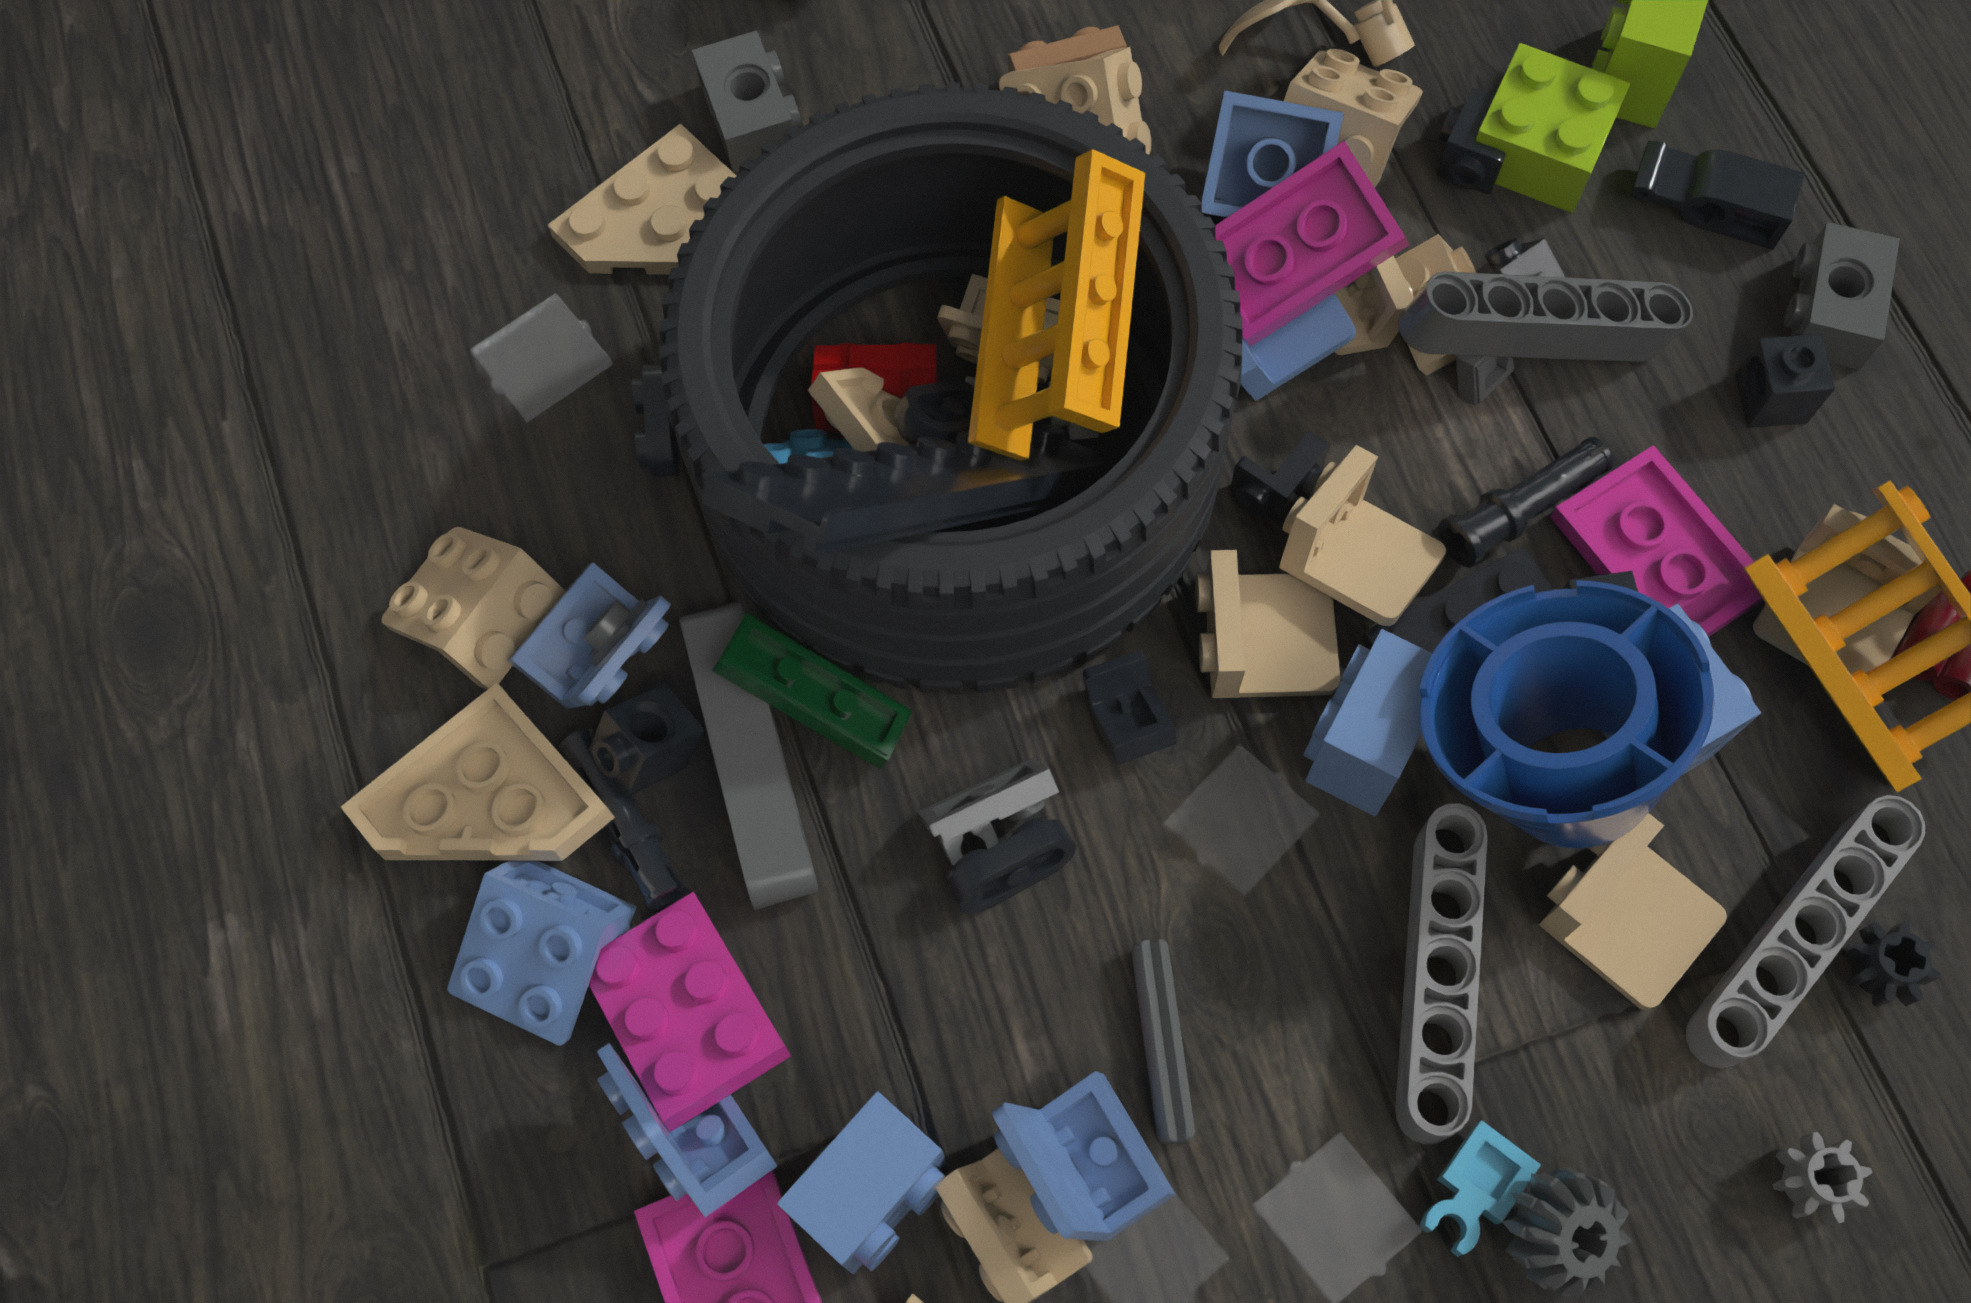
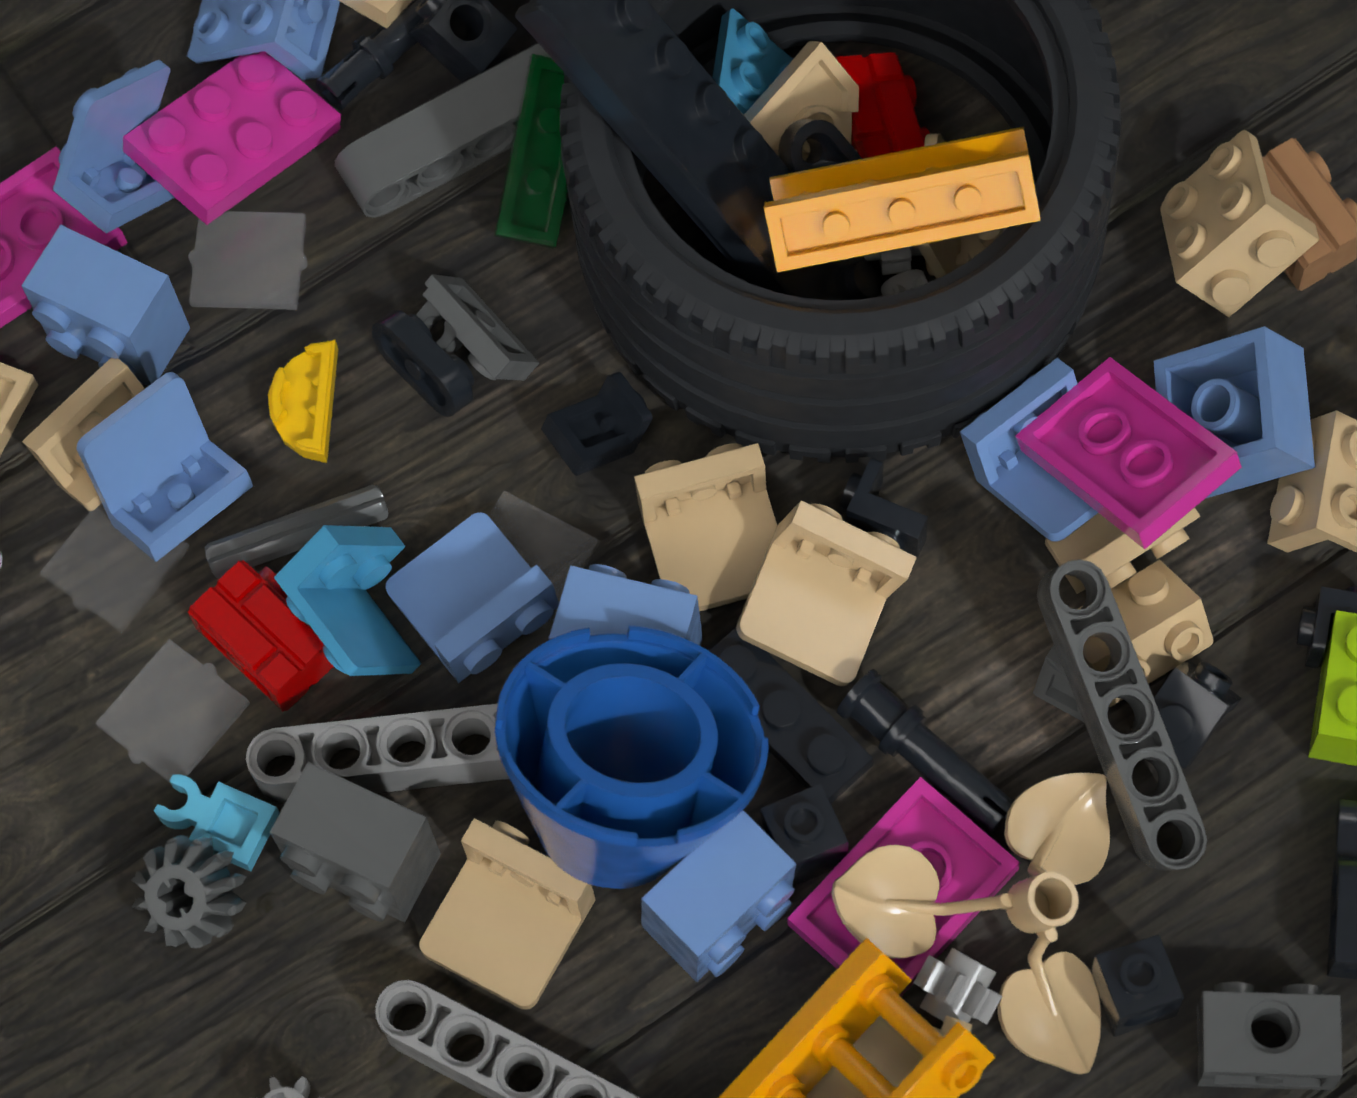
camera: 80 degrees right, 0 degrees up
(831, 1029) = (248, 261): none -> clear piece
(1018, 1000) = (303, 400): none -> yellow plate
(1281, 1093) = (260, 634): none -> red brick
(1284, 1003) = (329, 594): none -> dark azure bracket
(1288, 870) = (472, 596): none -> medium blue bracket
(1556, 1036) = (355, 844): none -> dark grey brick
(1772, 522) = (958, 988): none -> light grey gear
(1784, 458) = (1066, 834): none -> tan plant

